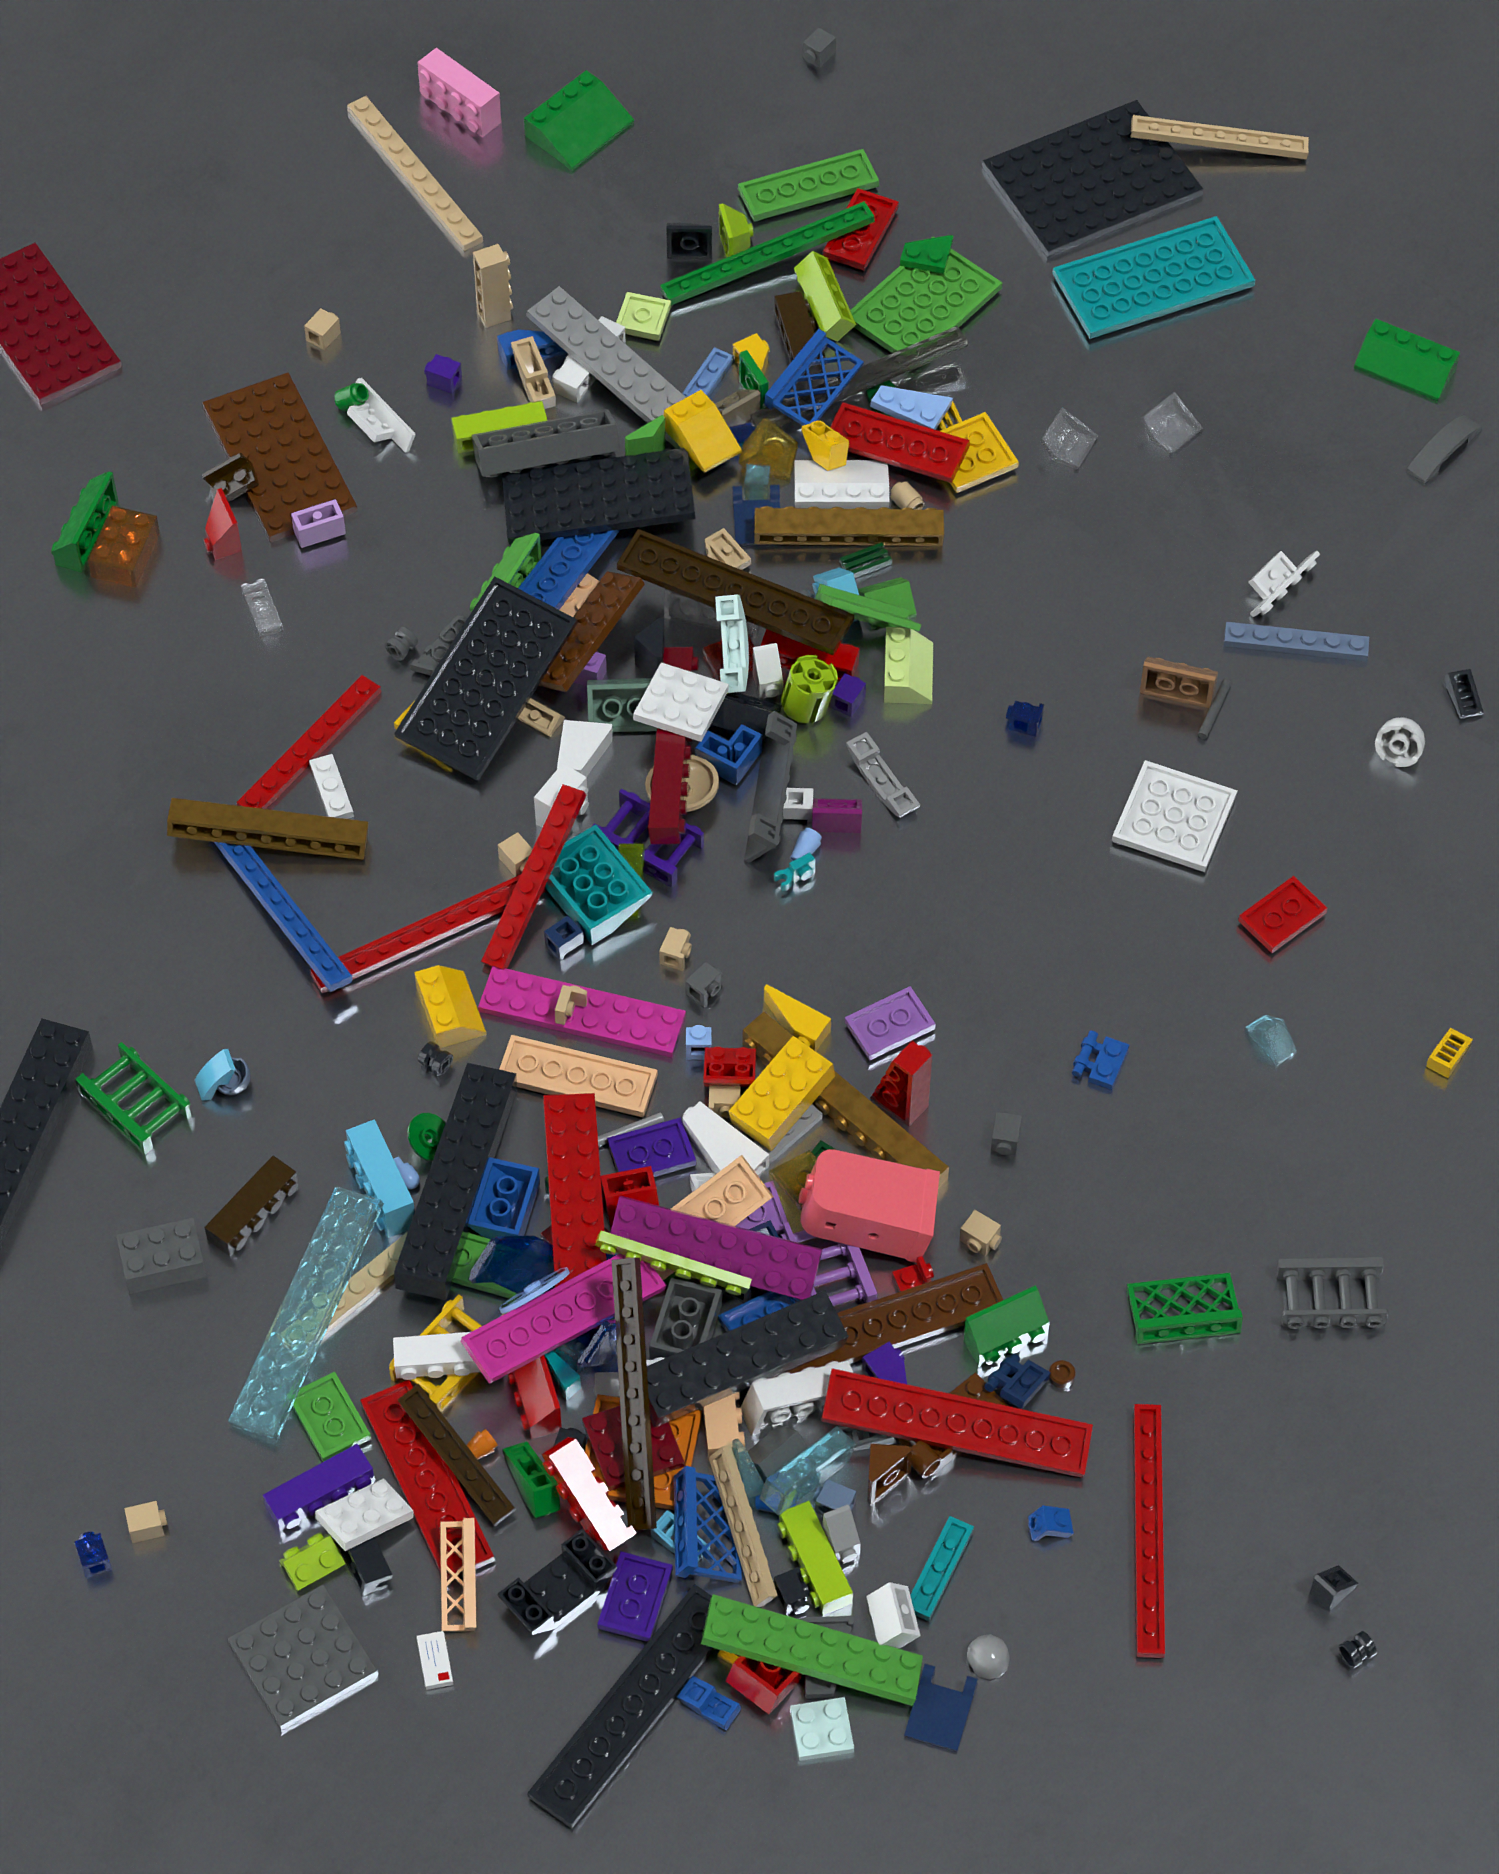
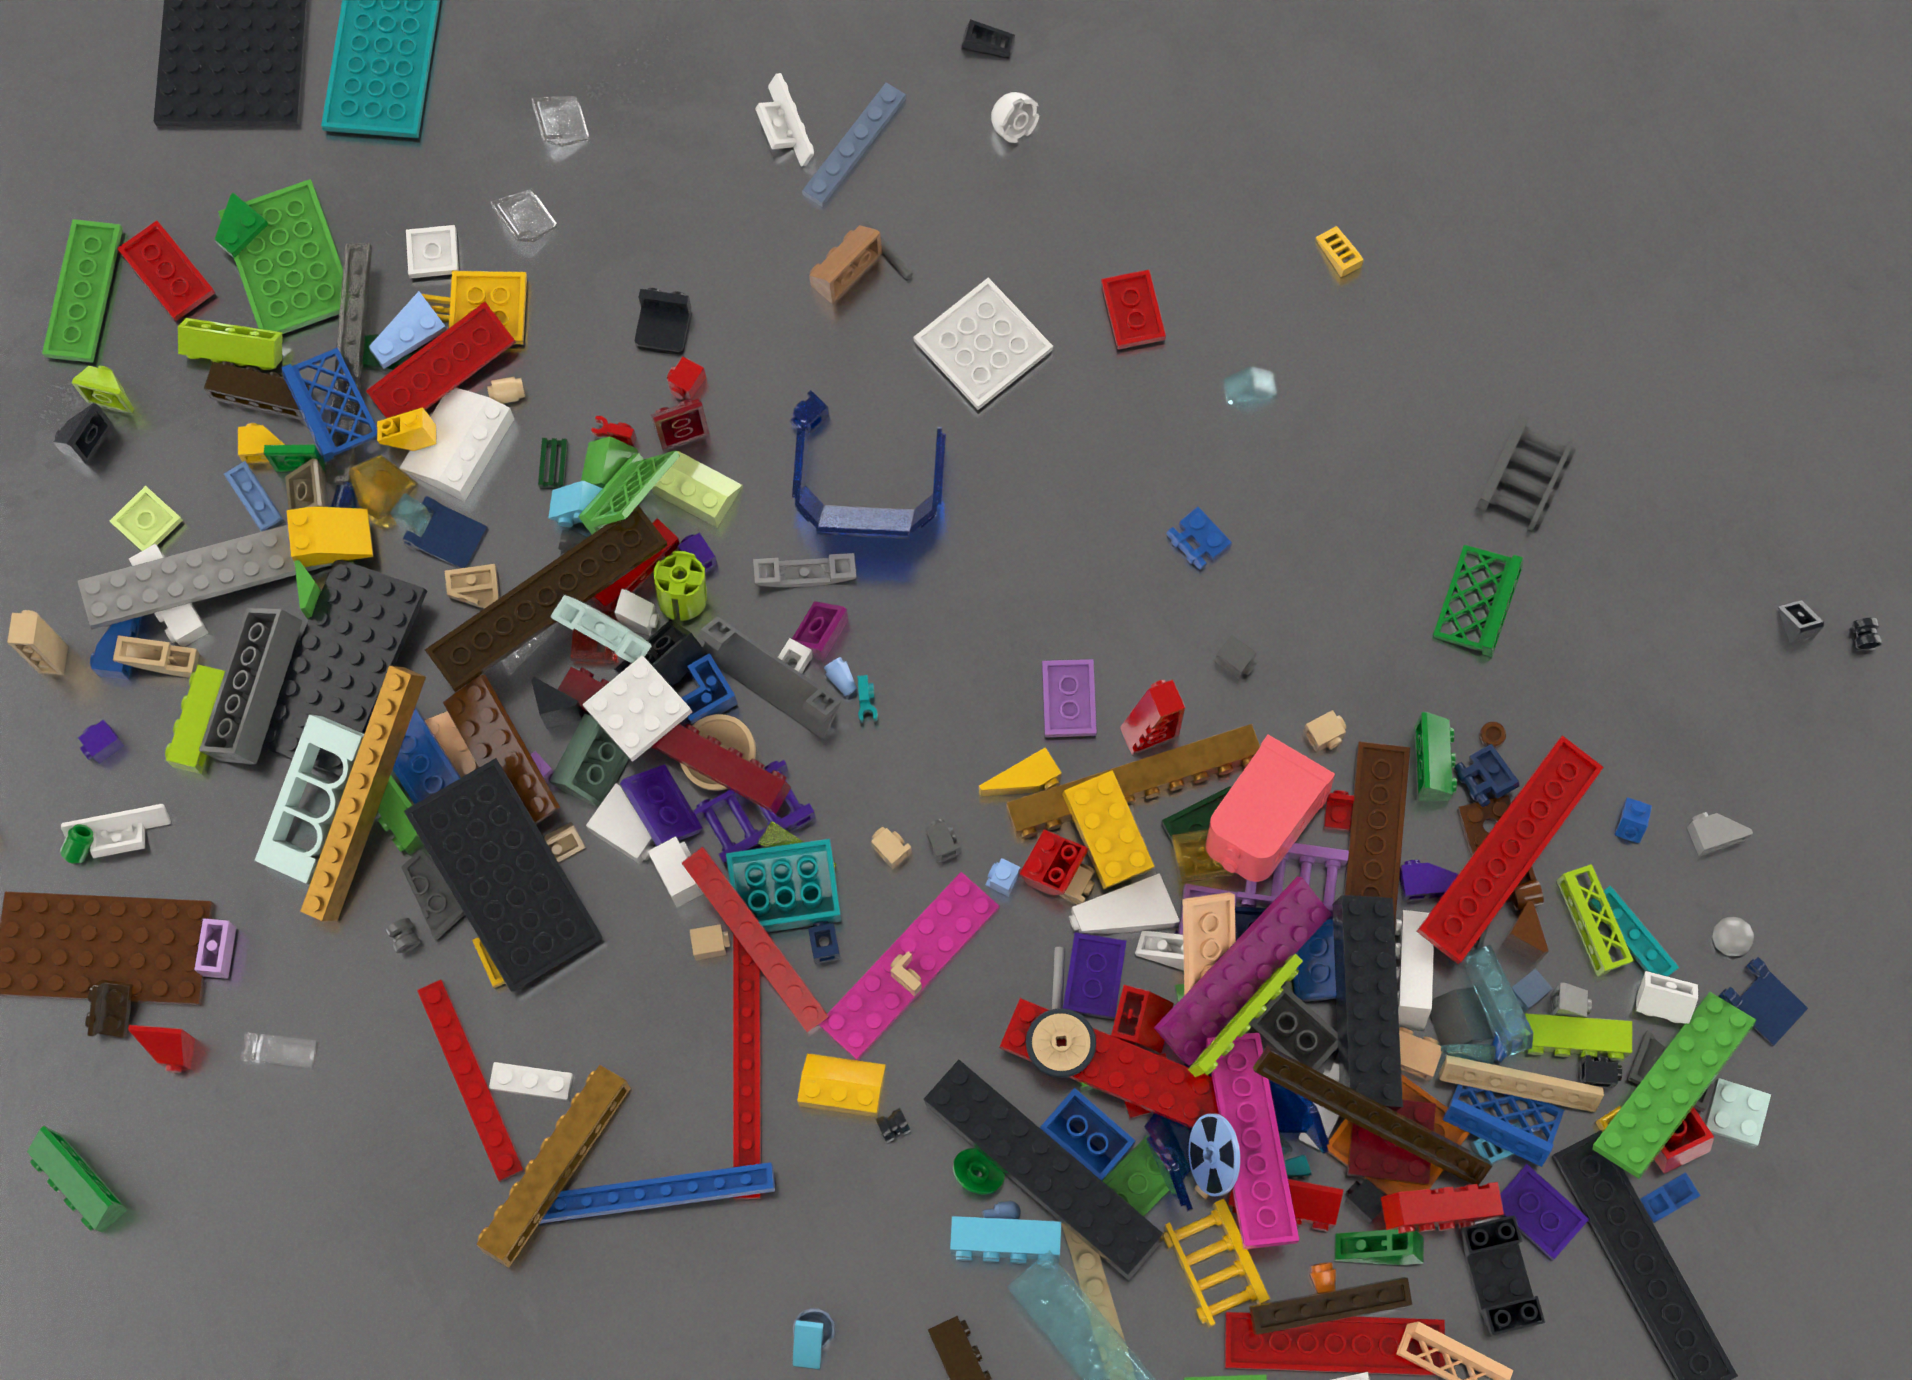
camera: 60 degrees left, 15 degrees up
(124, 546) = (126, 1153): clear orange brick -> none
(432, 1356) = (1227, 1275): white brick -> none
(495, 547) = (363, 793): none -> pearl gold brick
(527, 522) = (274, 850): none -> light aqua fence
(568, 1071) = (979, 1003): light nougat plate -> none
(572, 1150) = (1061, 1060): none -> tan wheel
(614, 766) = (661, 805): none -> dark purple plate
(767, 253) = (145, 369): green plate -> none
(848, 526) = (510, 458): pearl gold brick -> none
(920, 592) = (620, 431): none -> red plate
(926, 1521) = (1585, 923): none -> lime fence
(936, 764) = (864, 520): none -> clear blue piece
(953, 625) = (680, 423): none -> dark red slope
(995, 392) = (432, 251): none -> white plate
(998, 616) = (685, 378): none -> red brick
(1041, 577) = (662, 319): none -> black bracket
(1077, 1597) = (1716, 832): none -> light grey slope
(1149, 1531) = (1678, 742): red plate -> none

